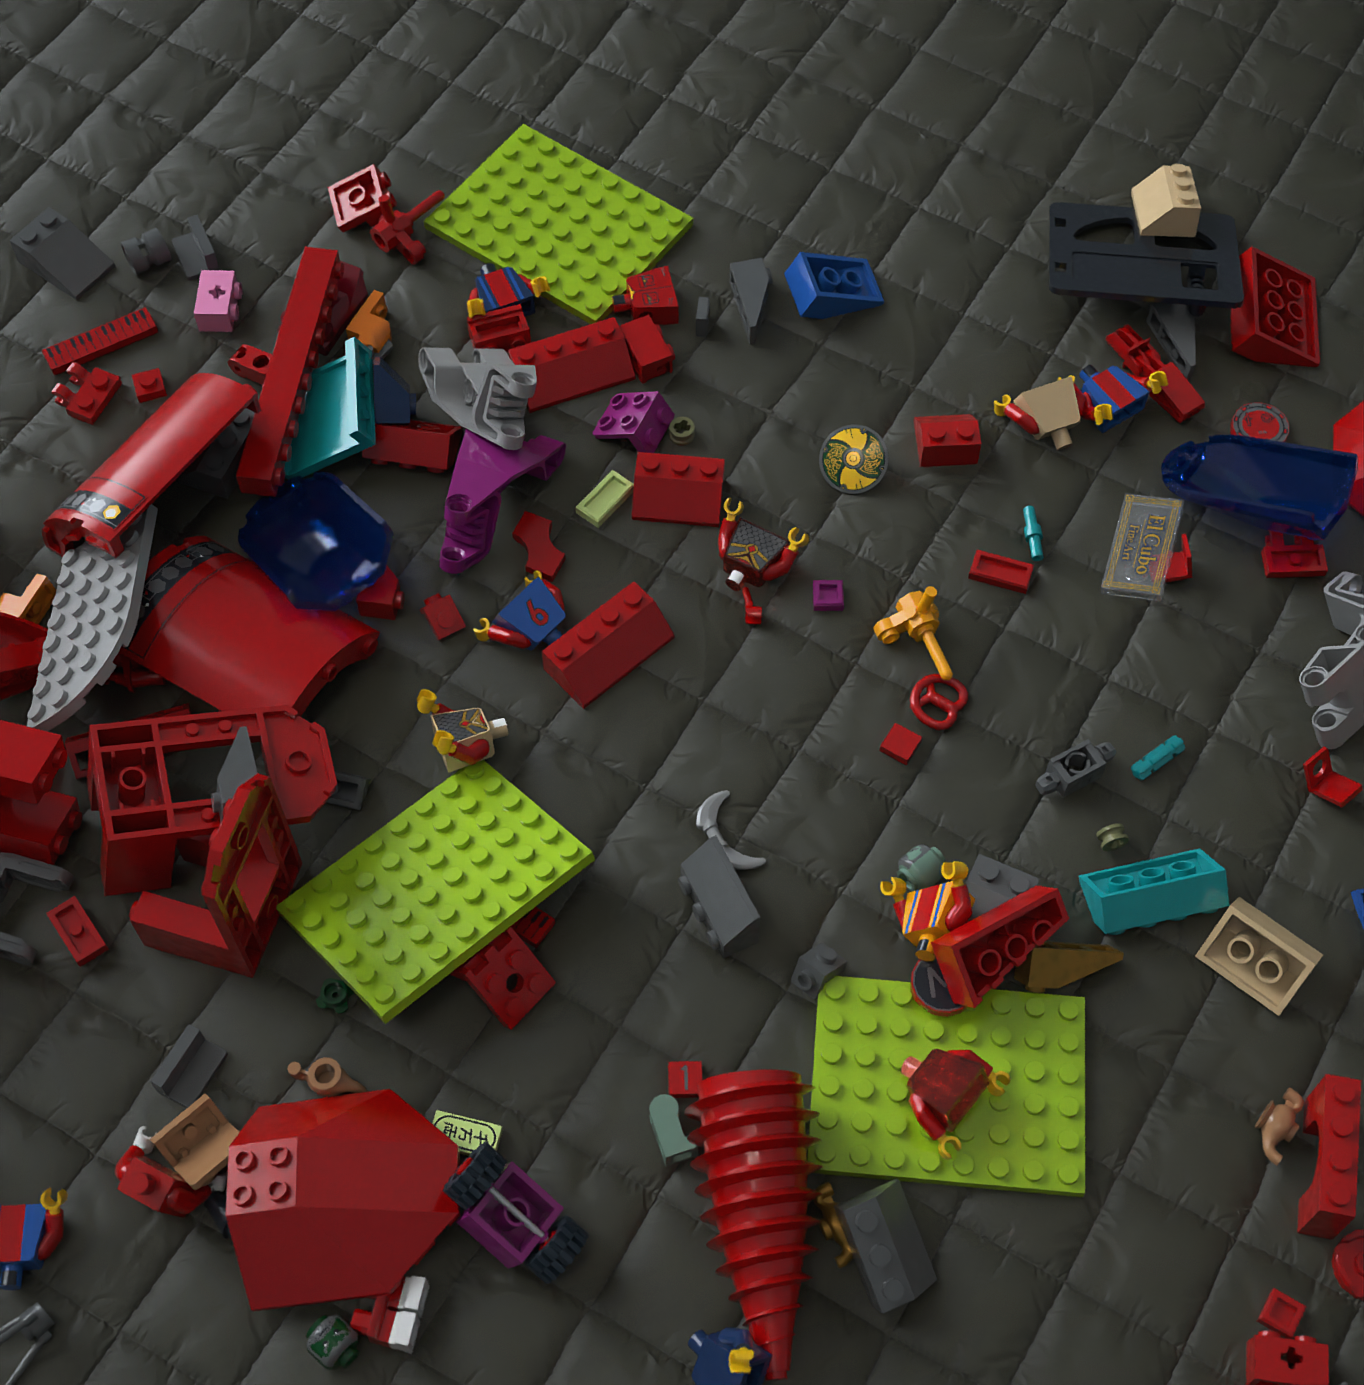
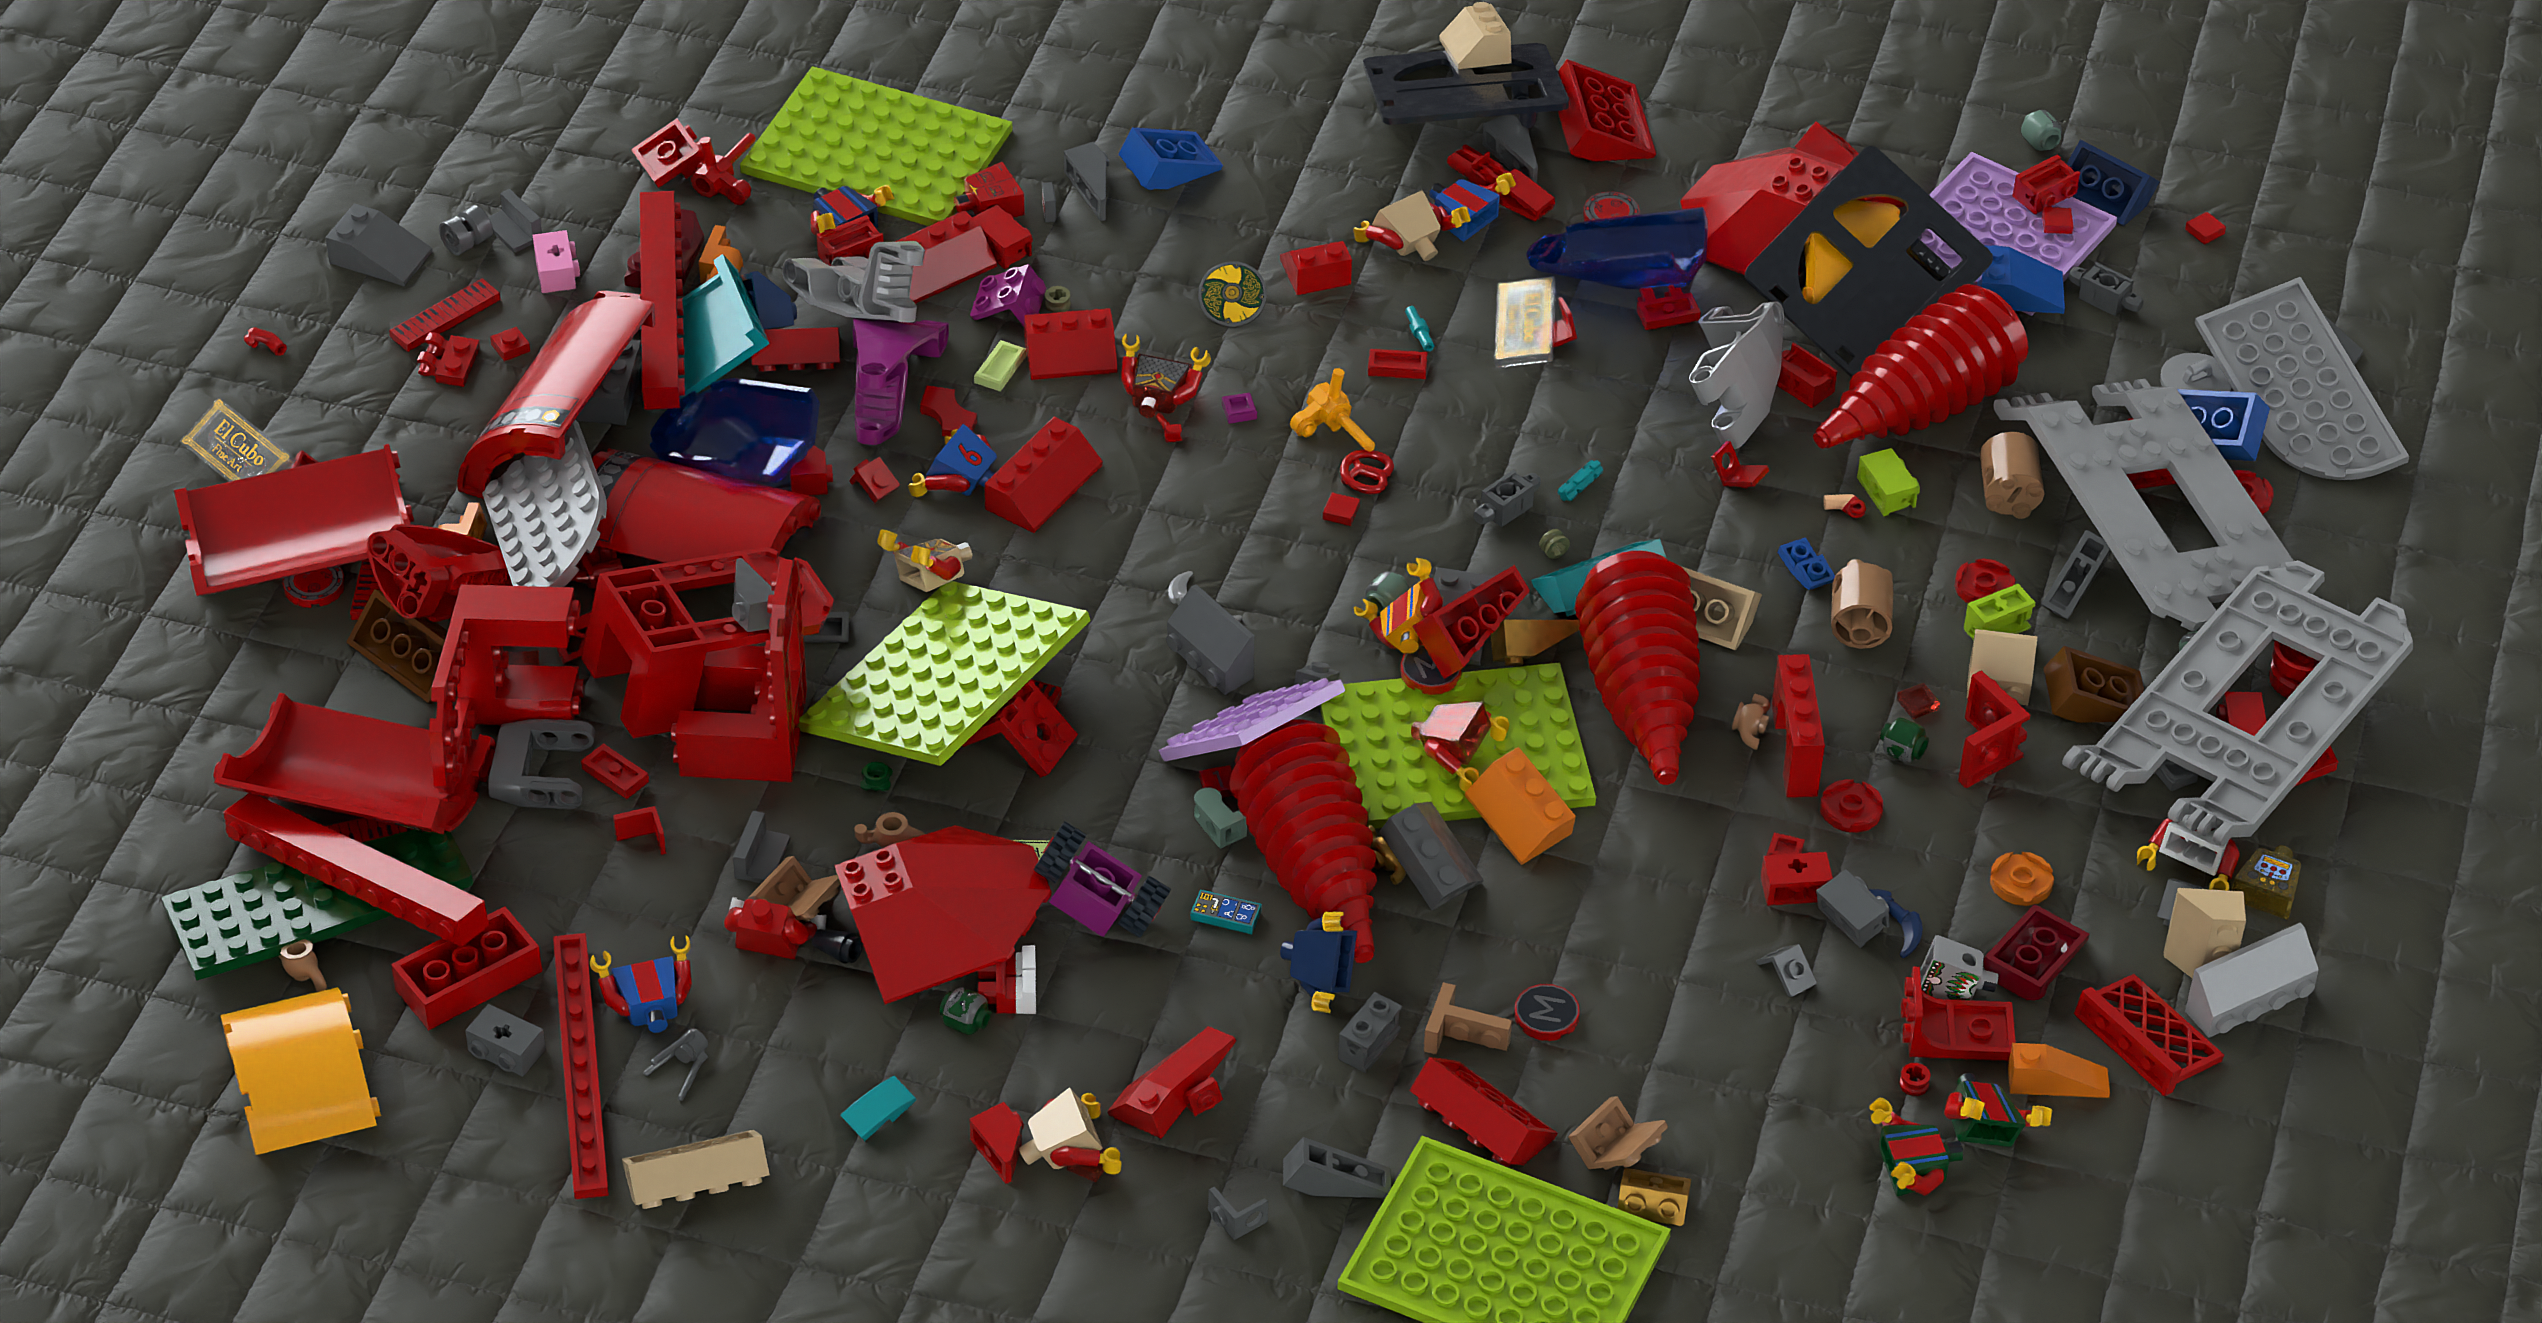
camera: 15 degrees left, 15 degrees down
(80, 1004) = (640, 823): none -> red bracket
(648, 1261) = (1226, 911): none -> tile
(726, 1041) = (1251, 719): none -> lavender plate
(997, 1200) = (1521, 806): none -> orange slope
(1174, 1027) = (1643, 651): none -> red cone

